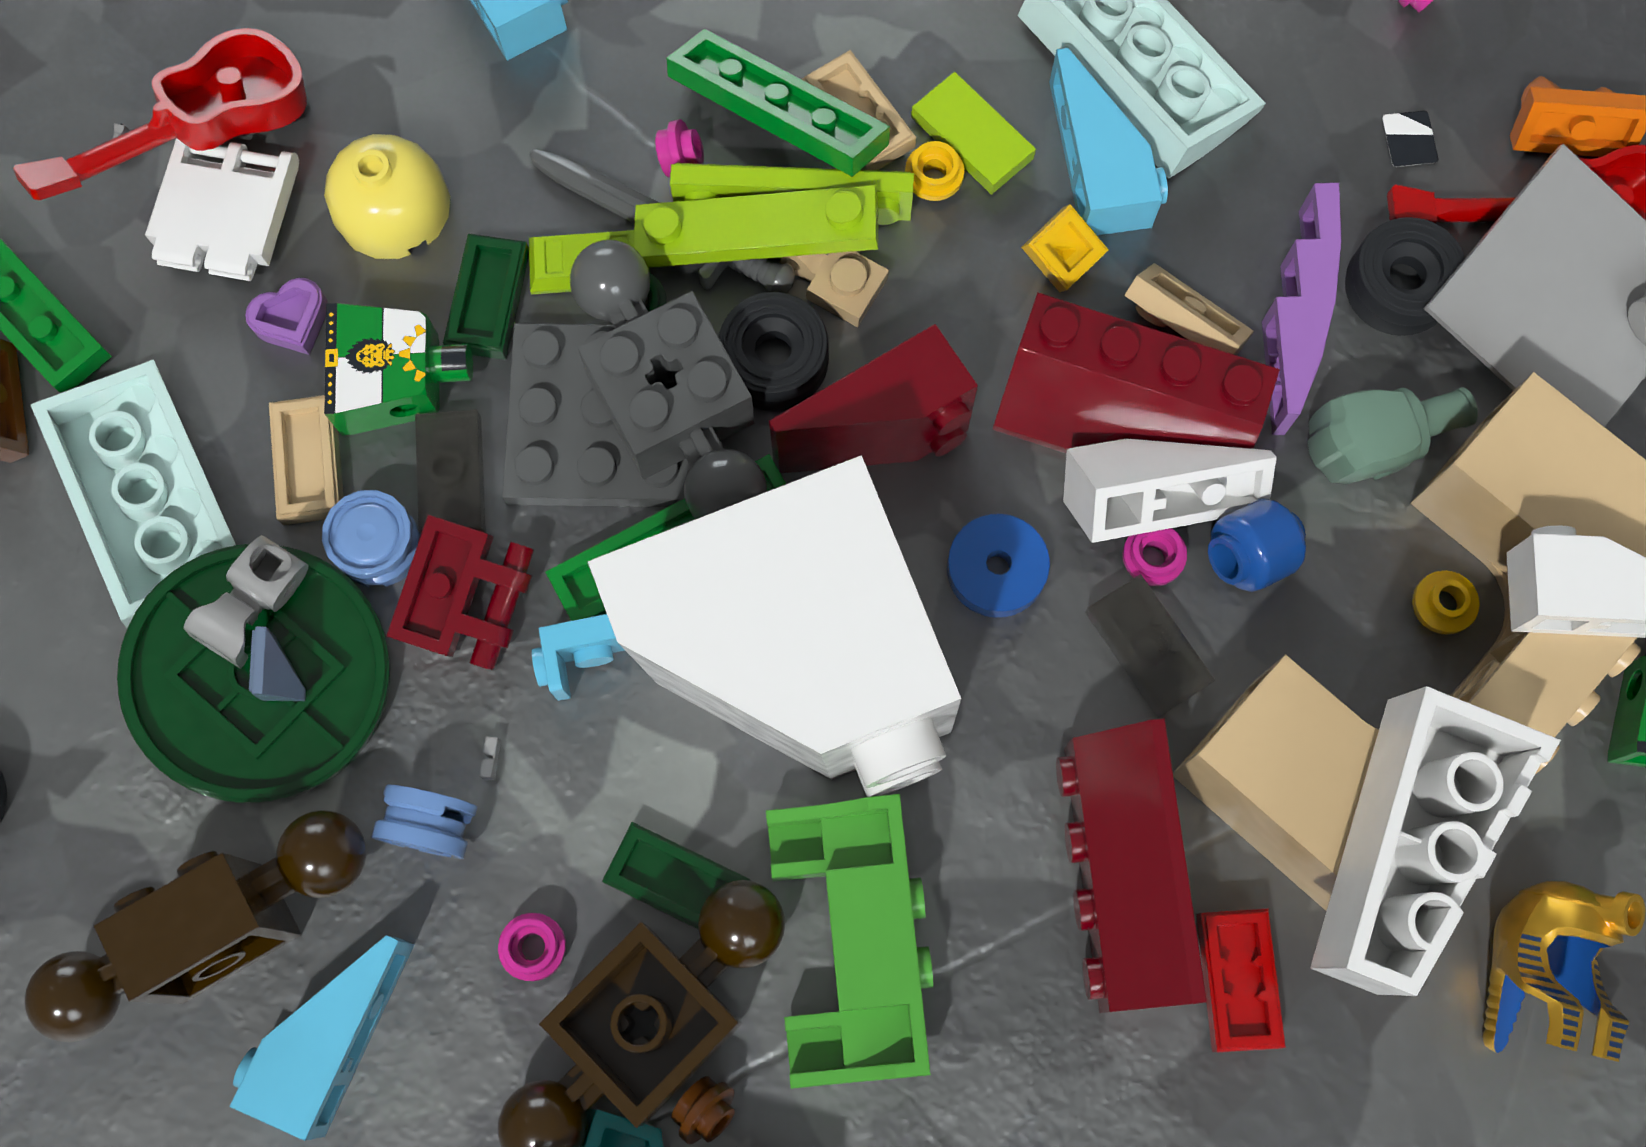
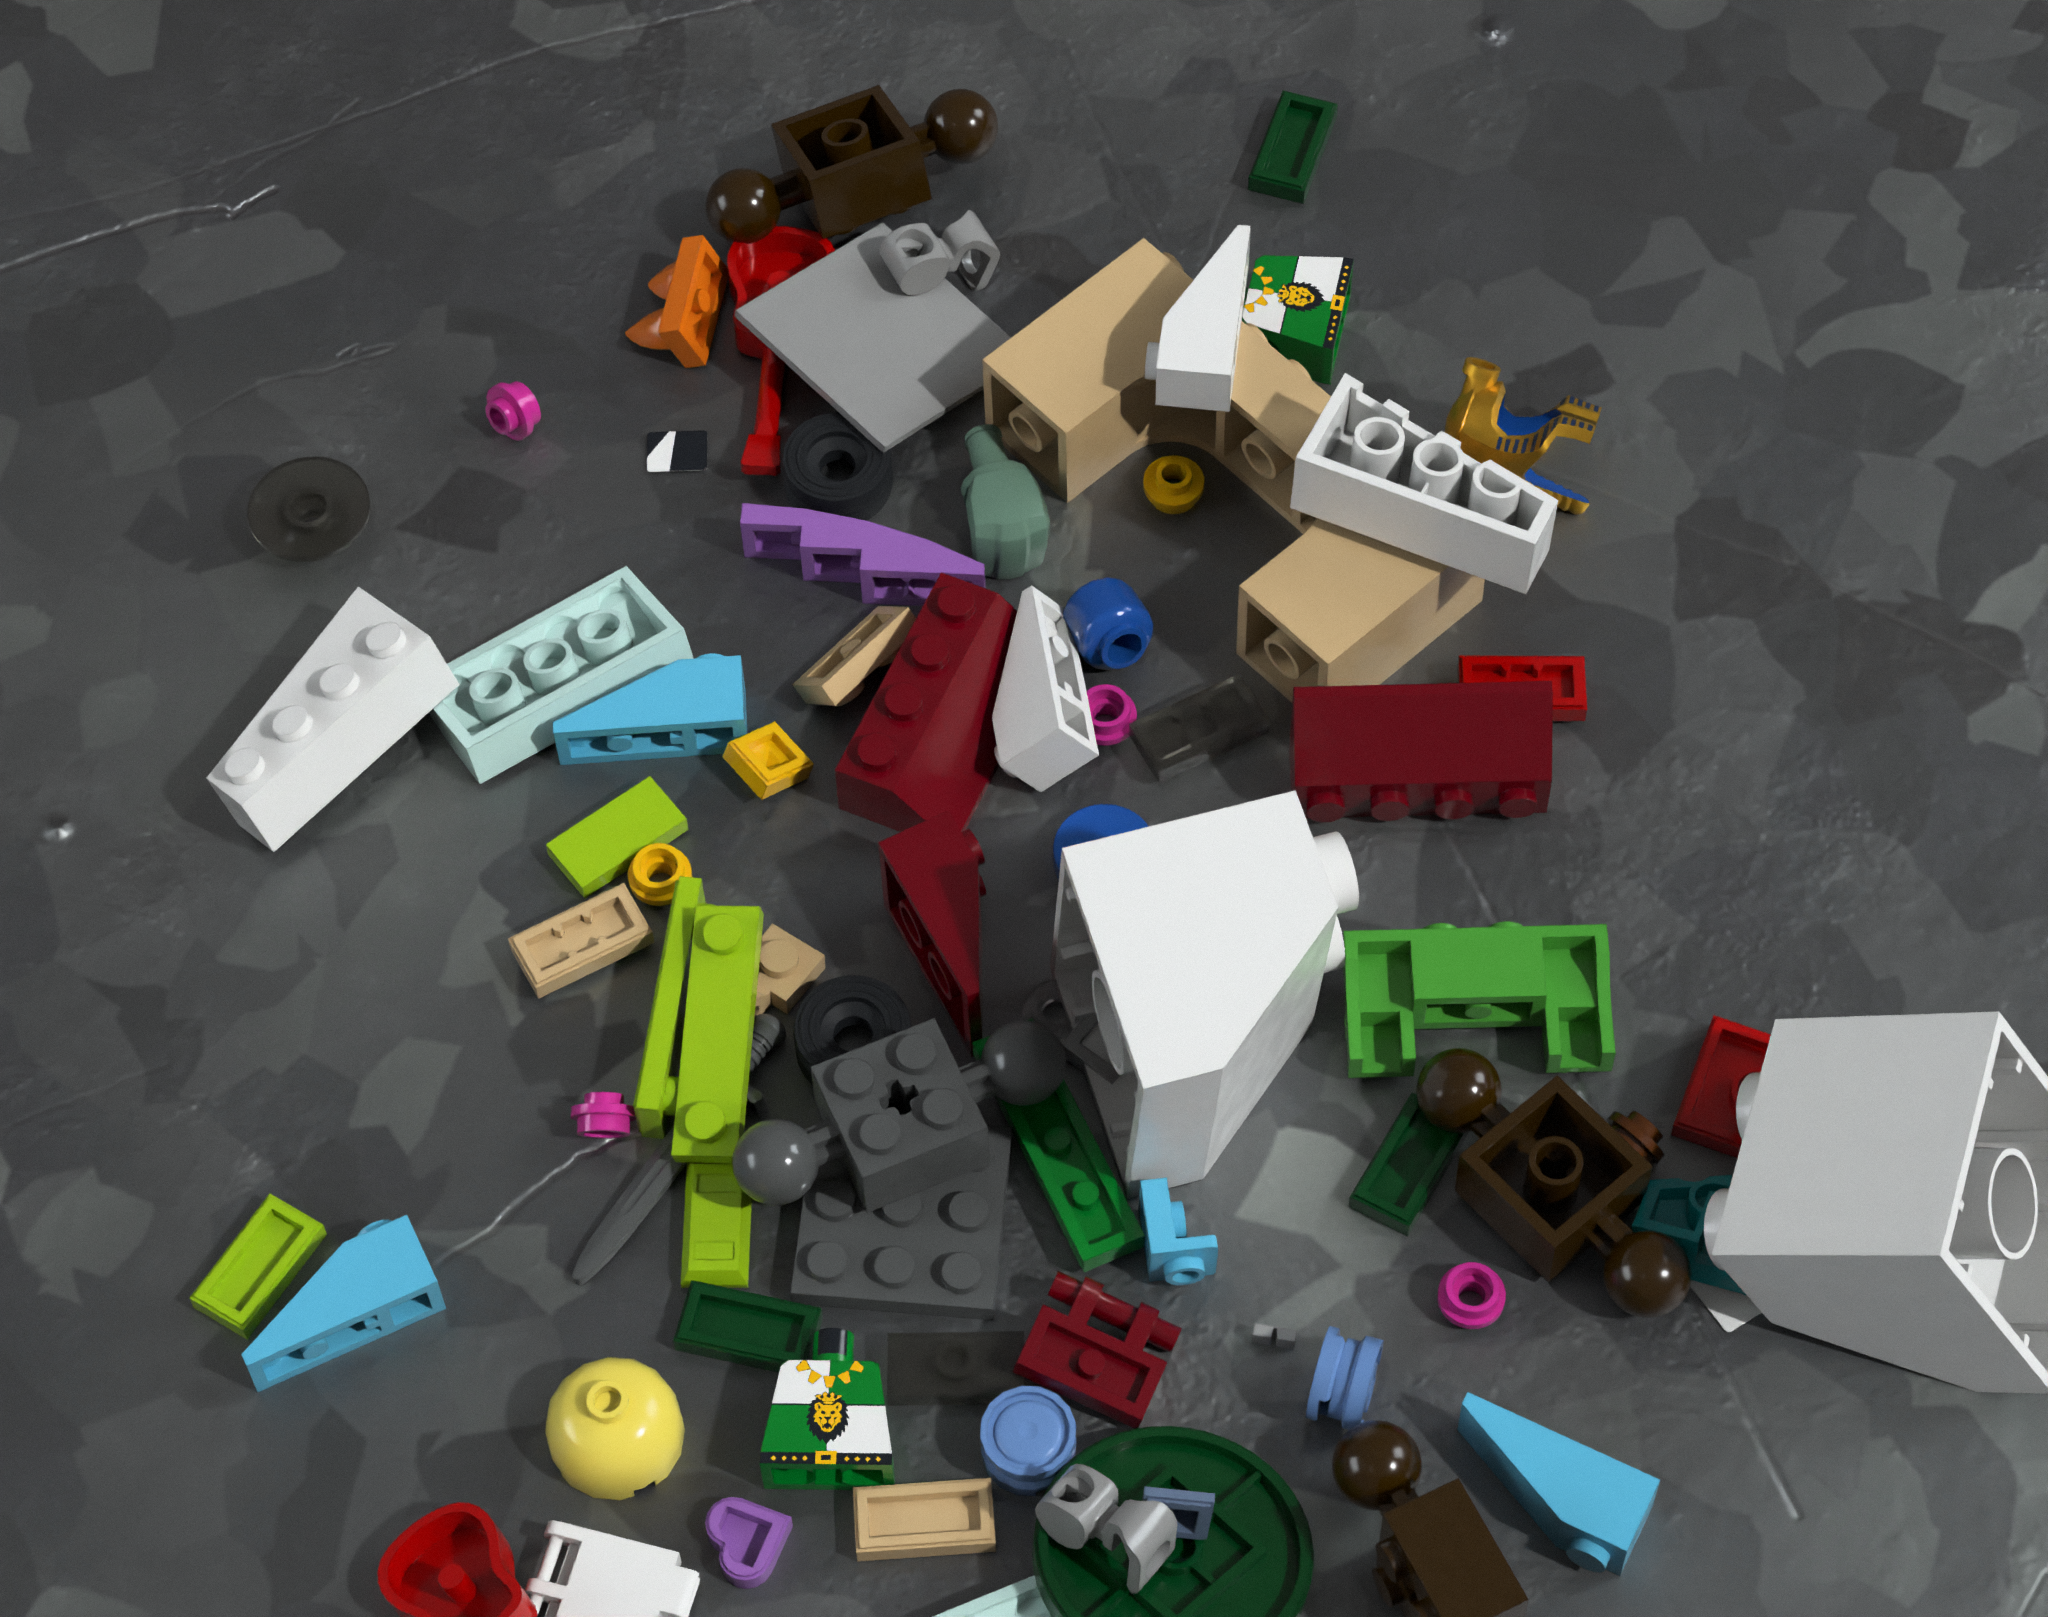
camera: 85 degrees left, 15 degrees down
(778, 102) = (566, 1008): green plate -> none

